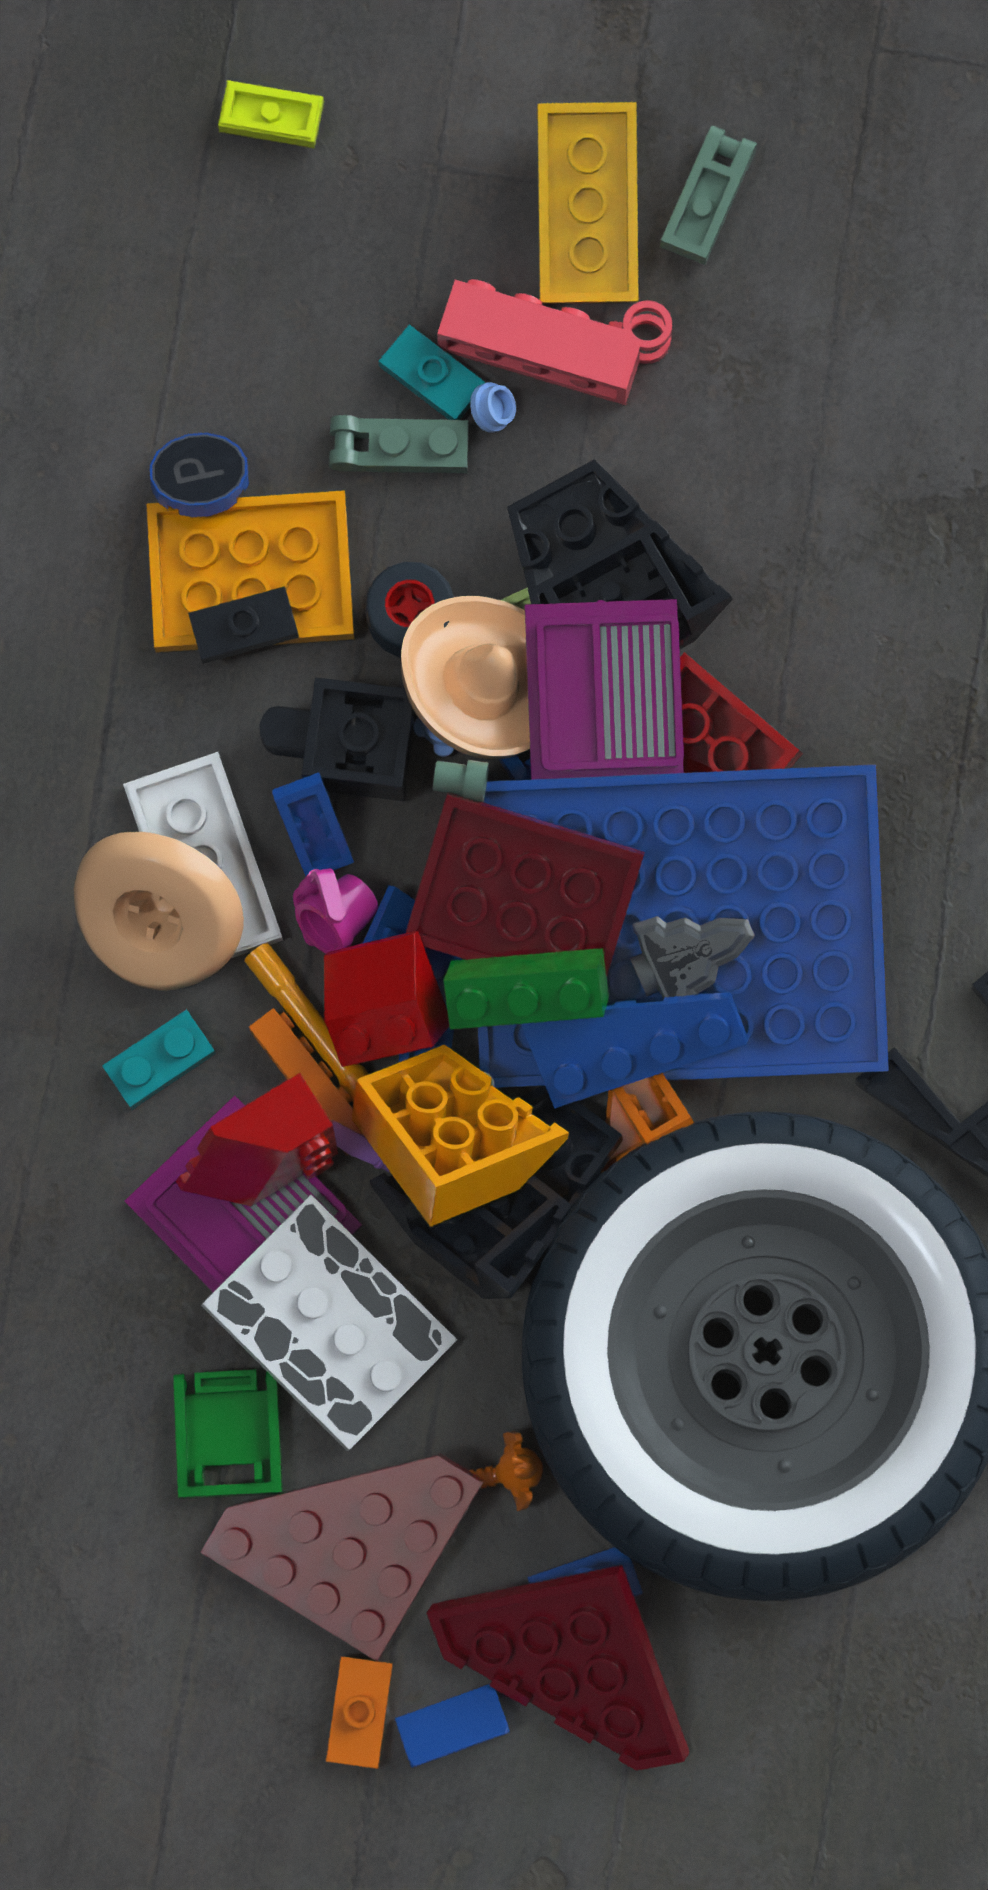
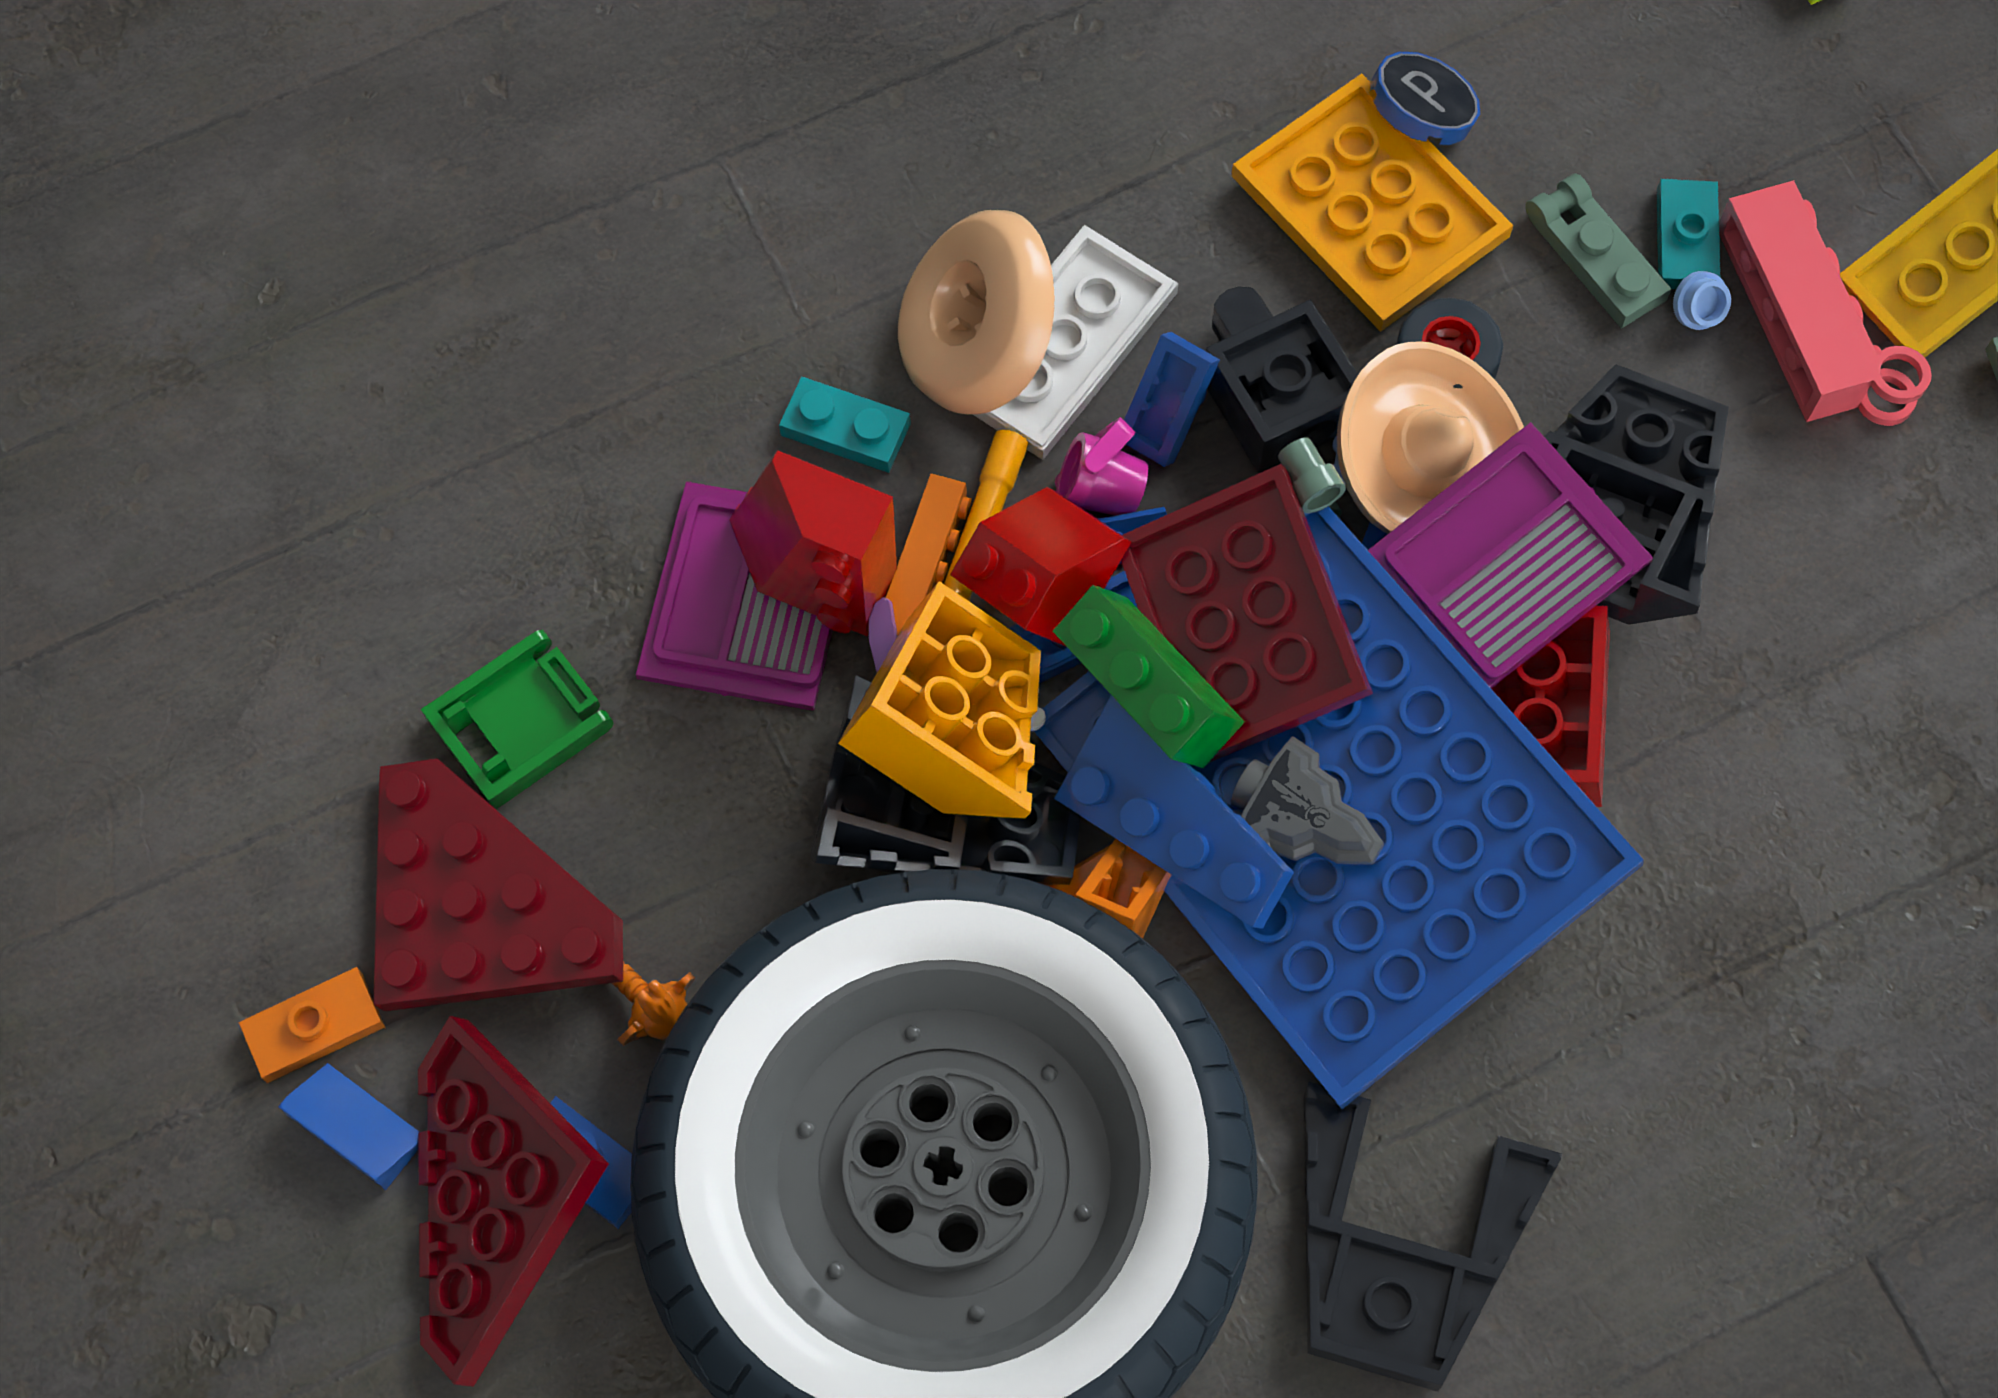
camera: 55 degrees right, 10 degrees down
(243, 625) = (1313, 219): black plate -> none
(329, 1322) = (688, 735): white plate -> none

